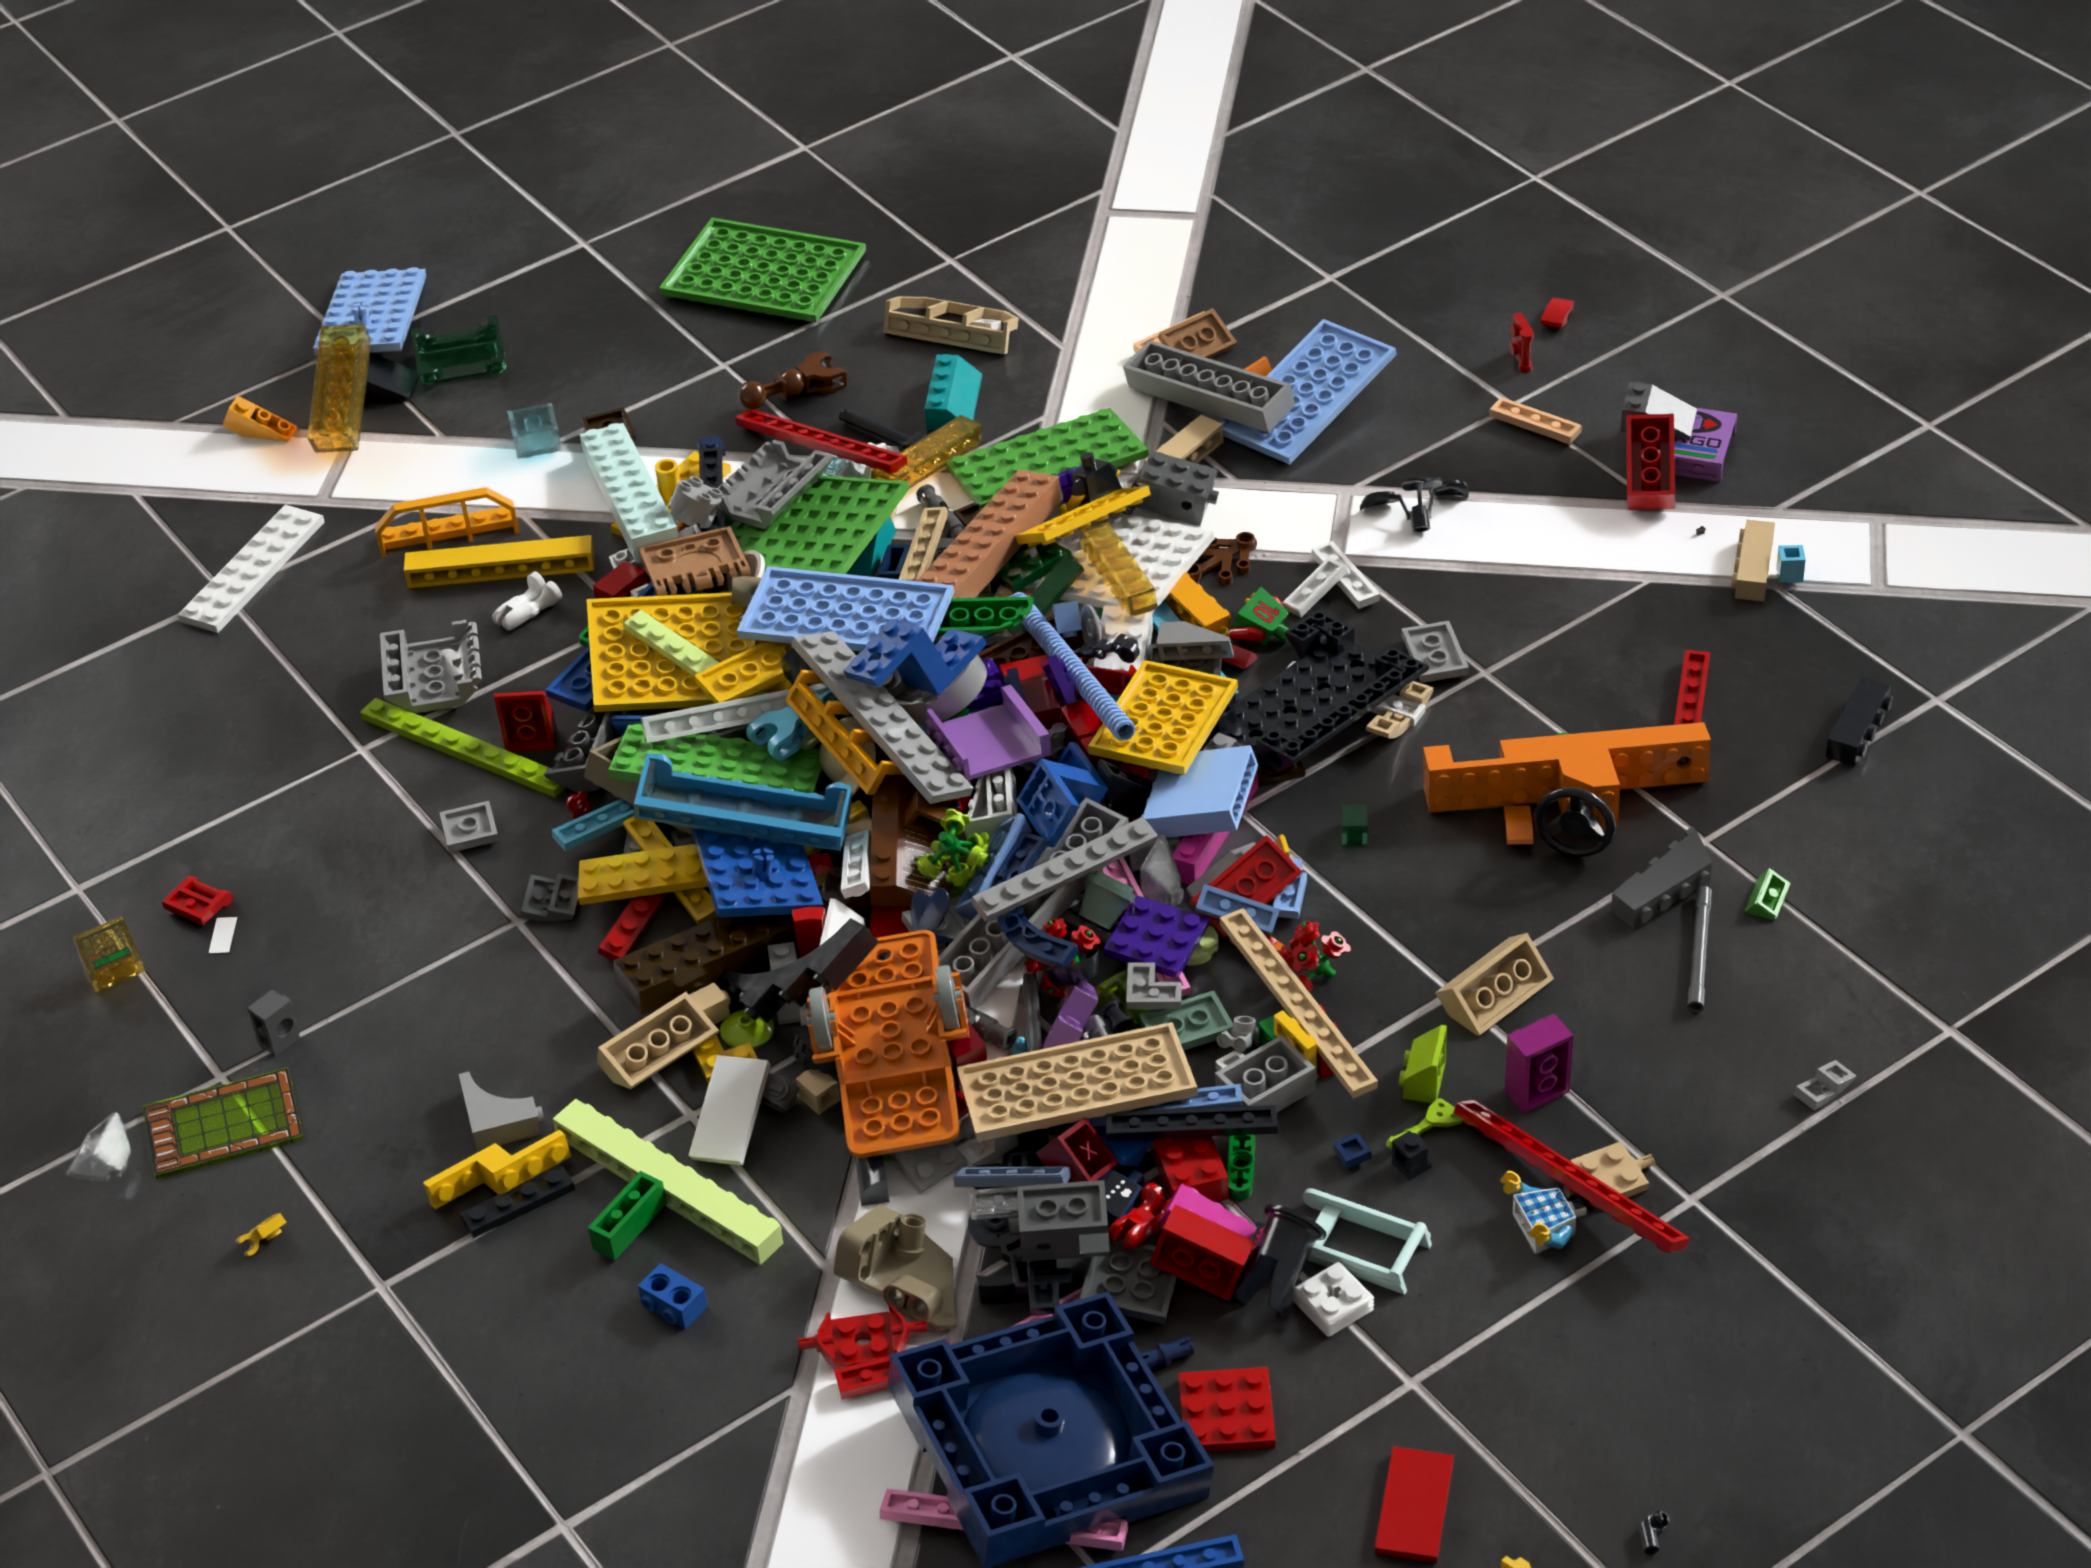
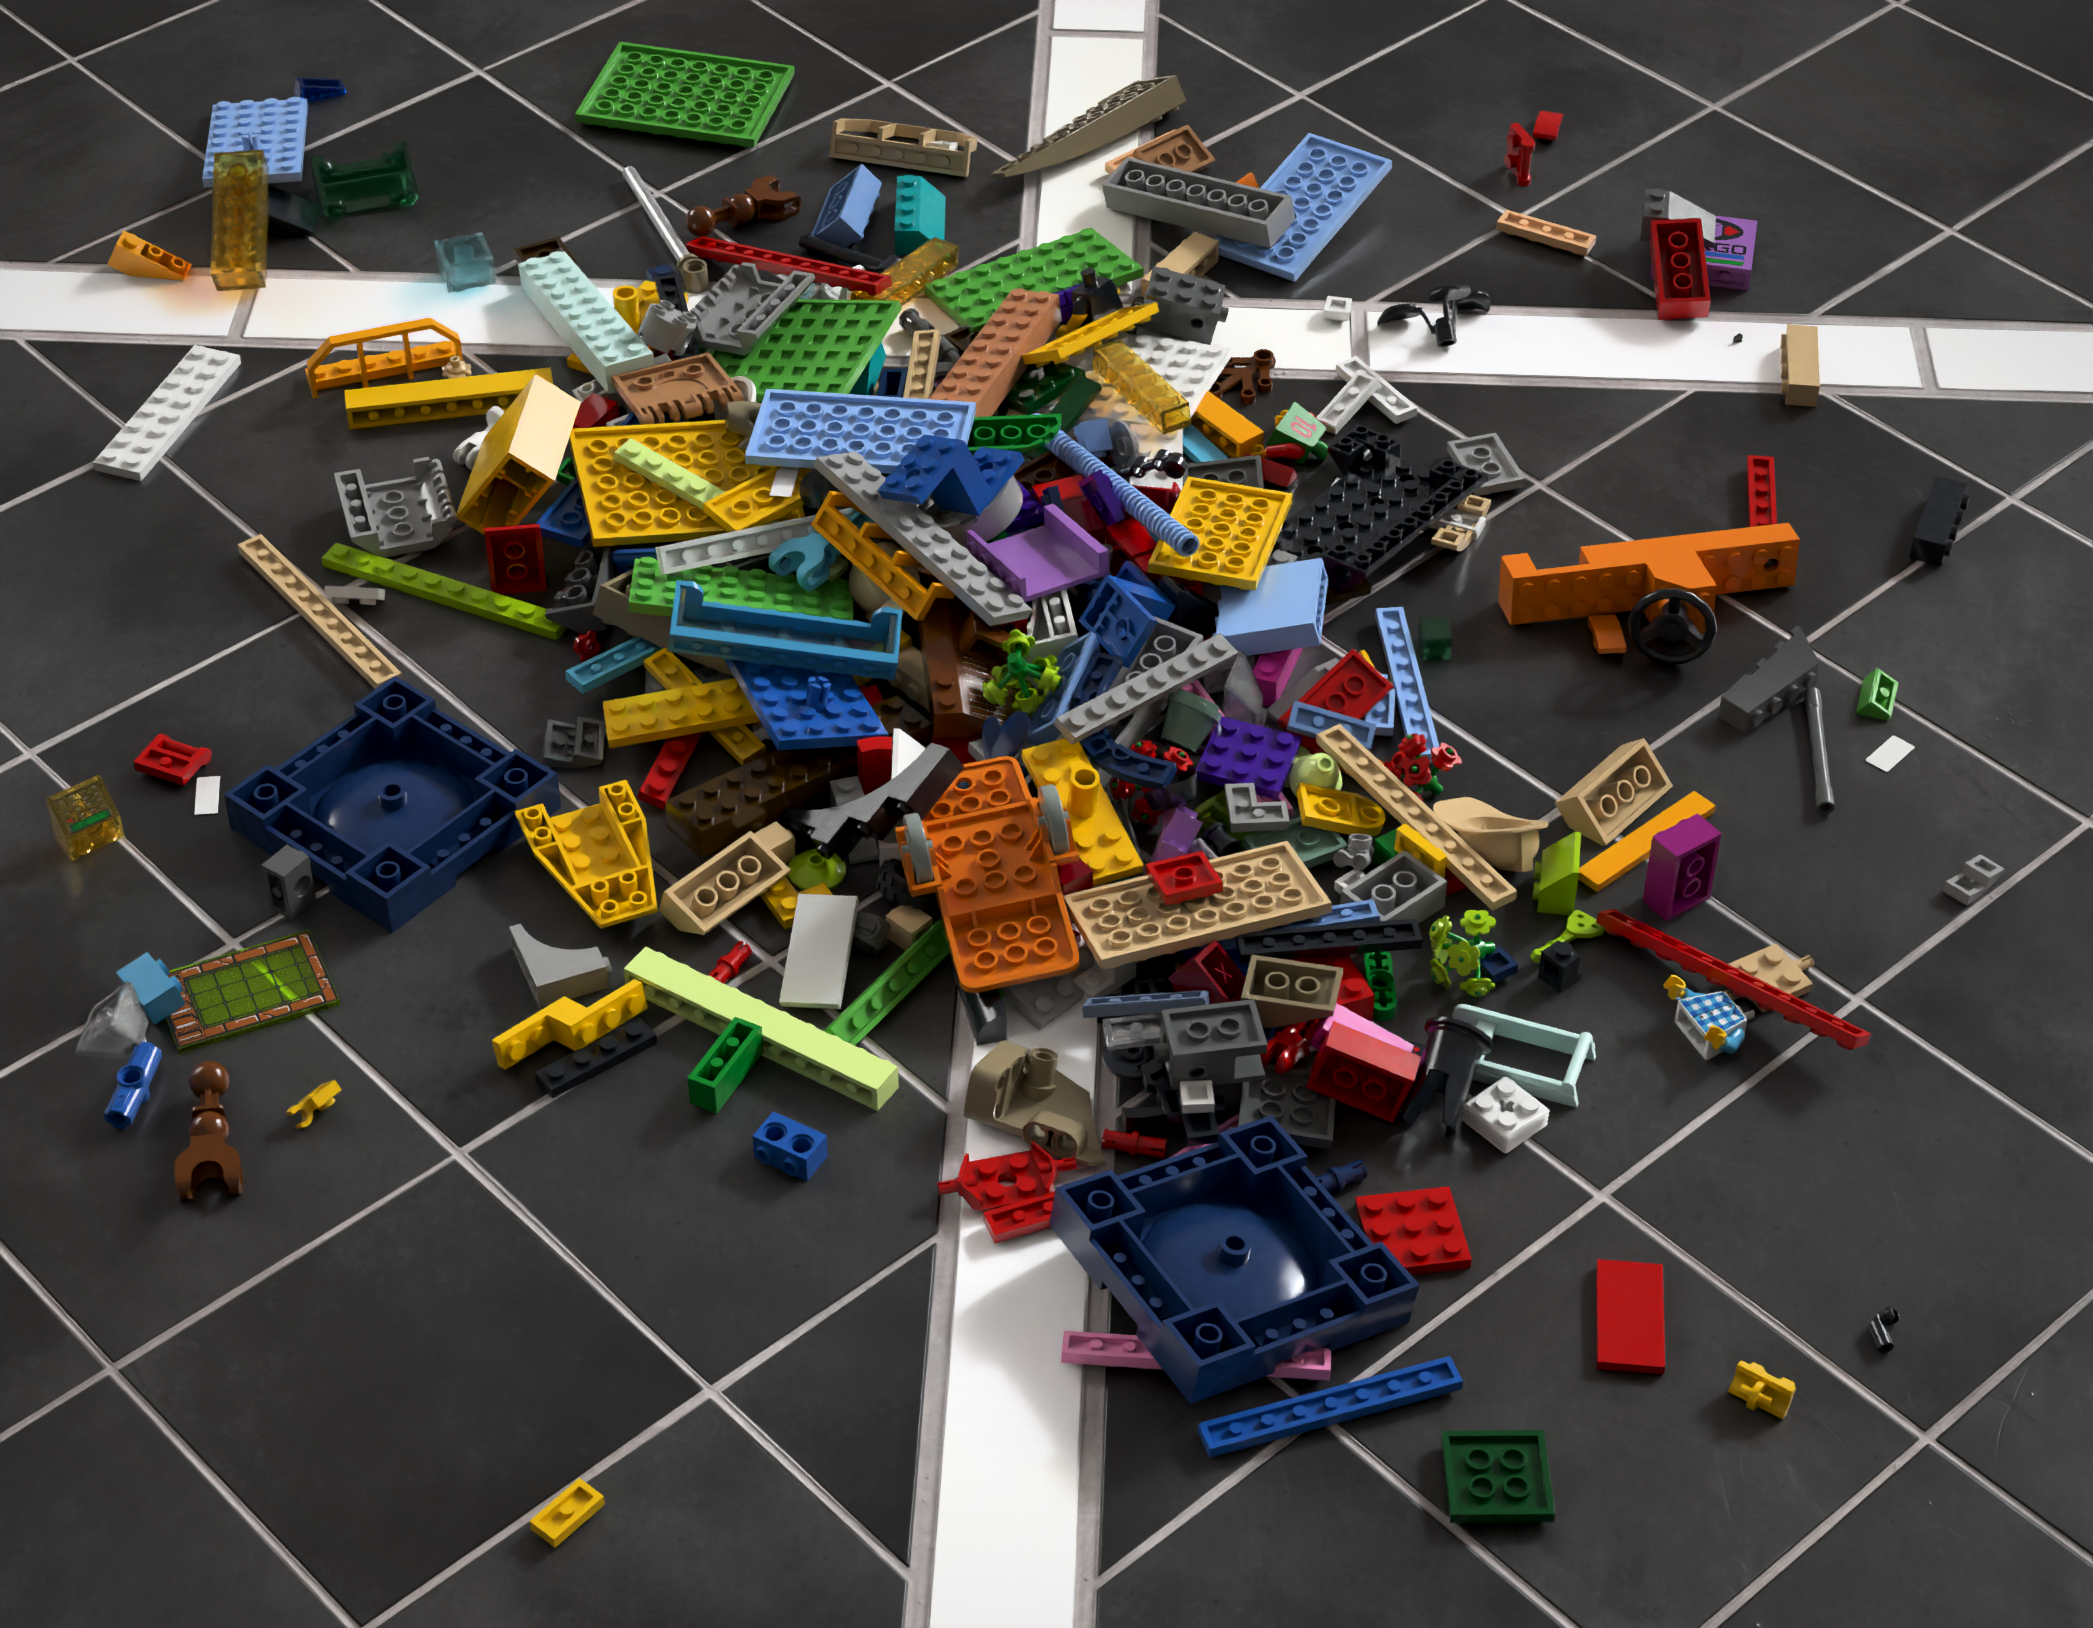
camera: 10 degrees left, 0 degrees up
(108, 1208) = (133, 1085): none -> blue piece
(139, 1118) = (154, 988): none -> dark azure brick
(161, 1274) = (209, 1131): none -> reddish brown piece
(349, 765) = (318, 611): none -> tan plate
(380, 951) = (392, 803): none -> dark blue brick
(392, 749) = (366, 595): none -> white plate
(437, 259) = (318, 88): none -> clear blue slope
(469, 826) = (468, 672): light grey plate -> none
(510, 533) = (456, 368): none -> tan plant
(541, 624) = (519, 457): none -> yellow brick
(549, 1008) = (597, 854): none -> yellow wedge
(650, 1118) = (728, 965): none -> red pin
(735, 437) = (688, 265): none -> flat silver piece
(770, 656) = (784, 481): none -> white sticker
(787, 1149) = (891, 986): none -> bright green plate
(856, 864) = (915, 693): white plate -> none
(889, 384) = (848, 208): none -> medium blue slope
(985, 1309) = (1134, 1143): none -> red pin
(989, 985) = (1094, 822): none -> yellow plate
(1042, 1270) = (1197, 1096): none -> white plate
(1066, 1056) = (1184, 878): none -> red plate
(1142, 303) = (1113, 118): none -> dark tan wedge
(1143, 1171) = (1291, 990): none -> dark tan slope
(1188, 641) = (1231, 458): light grey slope -> none
(1217, 960) = (1316, 770): none -> yellowish green hat
(1231, 992) = (1338, 810): none -> yellow tile
(1316, 1140) = (1466, 954): none -> lime plant
(1320, 863) = (1405, 675): none -> light blue plate
(1324, 492) = (1337, 308): none -> white plate
(1369, 1019) = (1497, 837): none -> tan piece
(1493, 1046) = (1636, 846): none -> light orange tile
(1769, 954) = (1890, 753): none -> white sticker
(1790, 563) = (1840, 367): medium azure brick -> none

